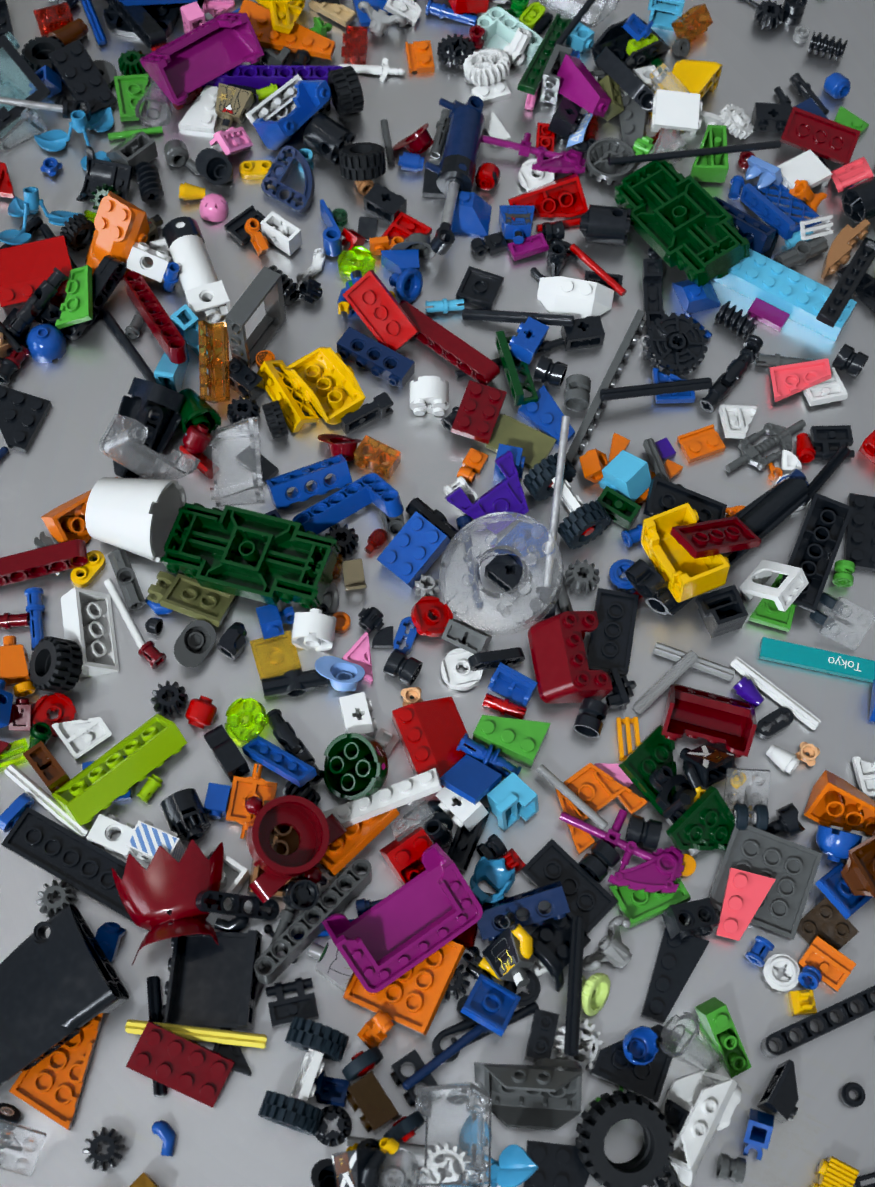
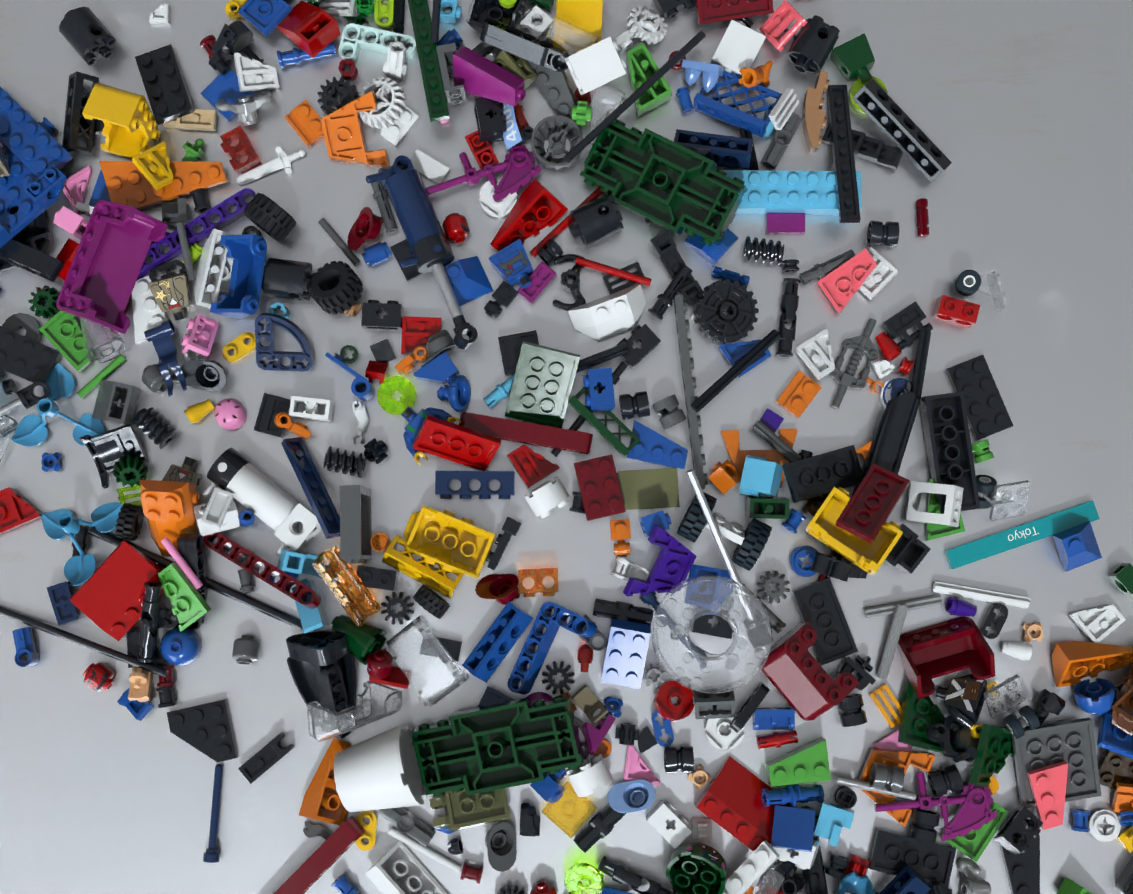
camera: 30 degrees left, 20 degrees up
(49, 463) = (265, 758): none -> black plate
(95, 273) = (181, 562): none -> bright pink bar
(95, 373) = (245, 650): none -> dark grey head
(153, 248) = (217, 508): none -> white tile
(198, 135) = (166, 353): none -> dark blue flag
(242, 274) = (313, 486): none -> dark blue plate
(265, 78) = (185, 251): none -> dark grey bar
(345, 603) = (594, 736): none -> magenta slope
(373, 592) = (617, 703): none -> blue plate
(429, 364) = (531, 465): none -> red wing
(445, 69) = (345, 135): none -> orange wing
(483, 310) = (542, 385): none -> plate
(540, 783) = (842, 793): none -> black wheel
(588, 787) = (883, 776): none -> dark grey wheel
(628, 312) = (665, 299): none -> black pin
(811, 470) = (905, 366): none -> red bush

